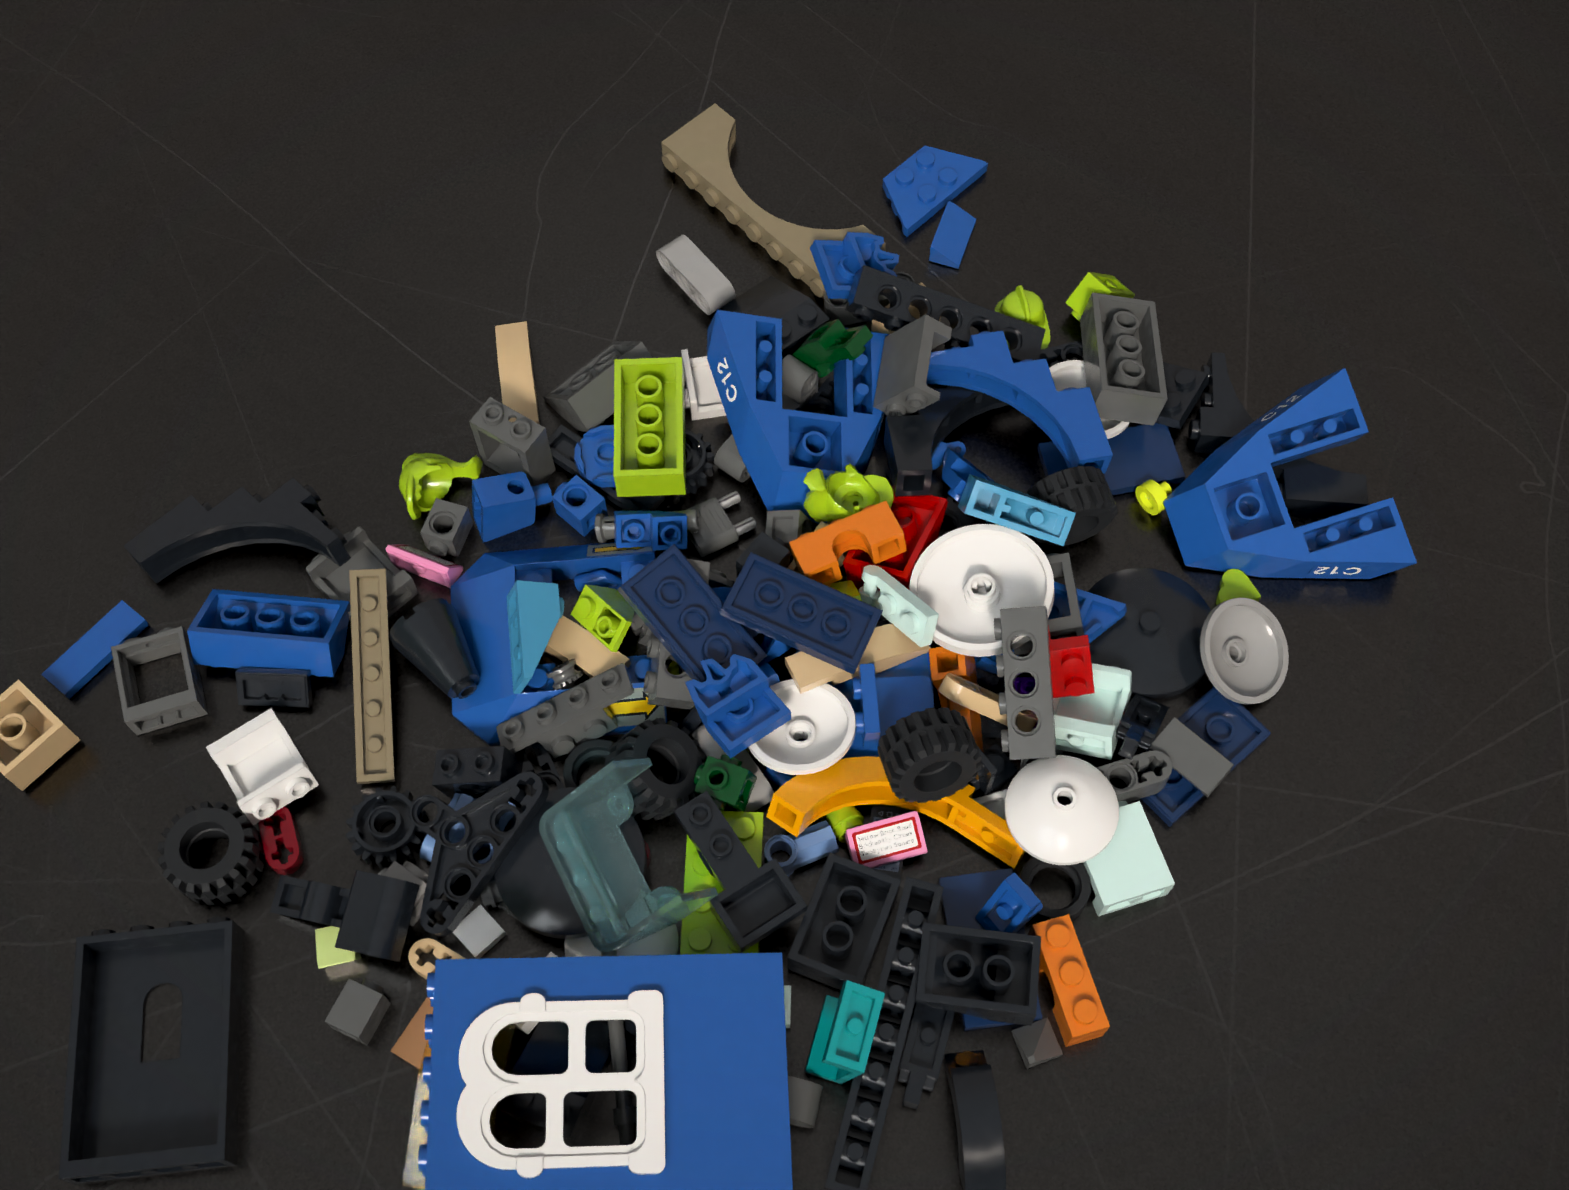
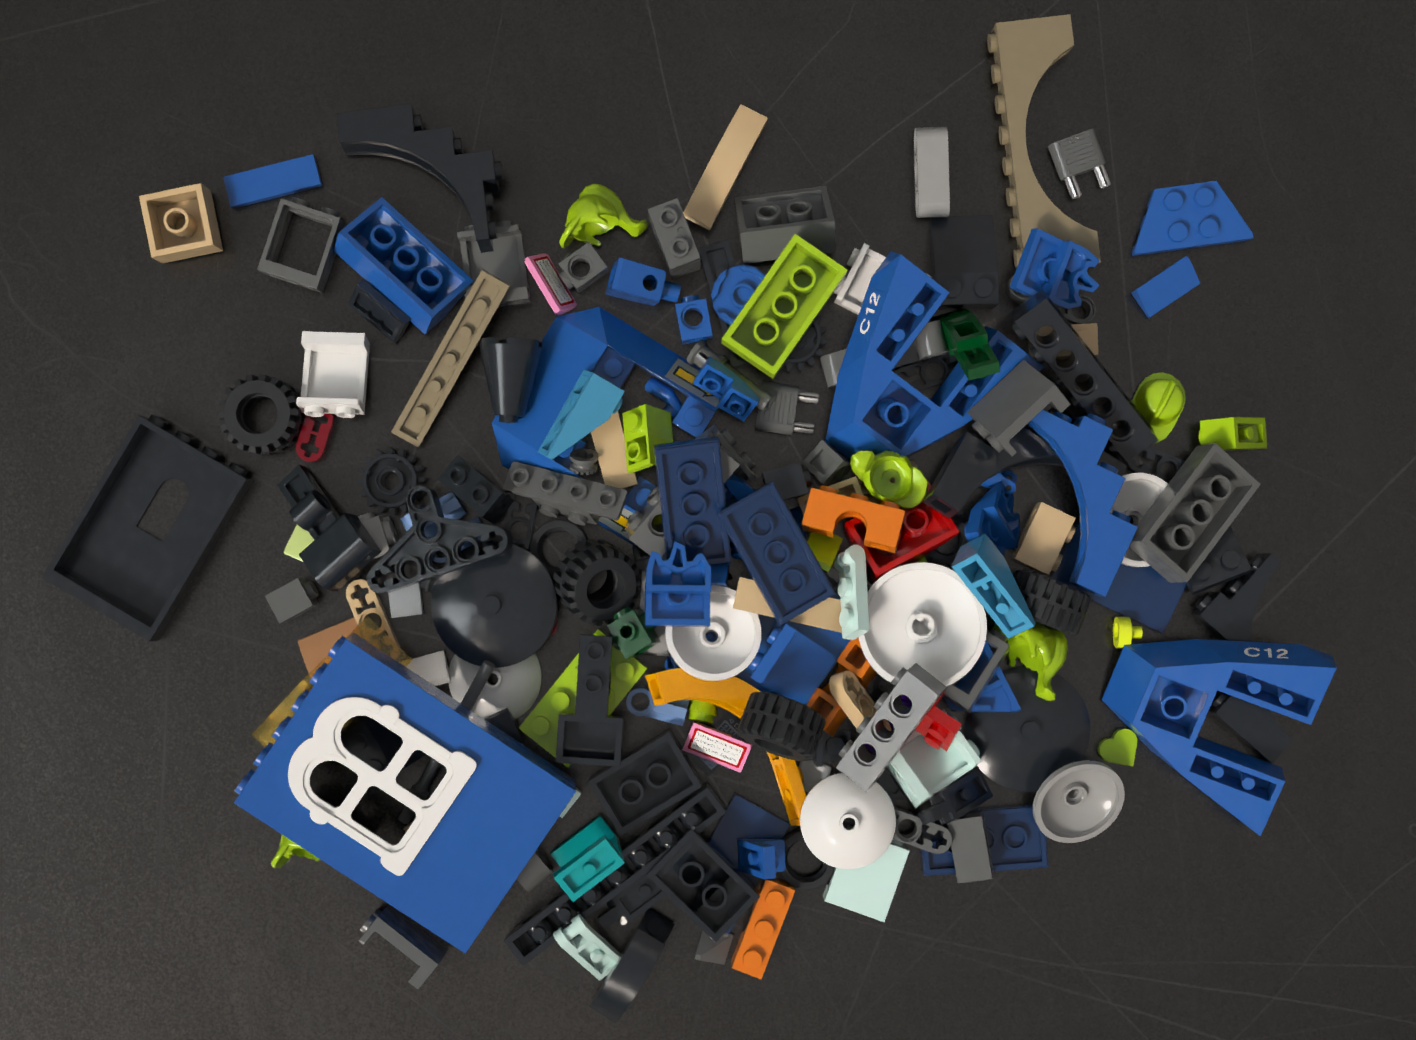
camera: 40 degrees right, 25 degrees up
(599, 866) = (505, 644): clear light blue windscreen -> none
(804, 195) = (1078, 156): none -> dark grey piece
(916, 1129) = (588, 947): none -> light aqua plate
(1019, 461) = (1044, 538): none -> tan brick
(1097, 557) = (1041, 651): none -> lime piece

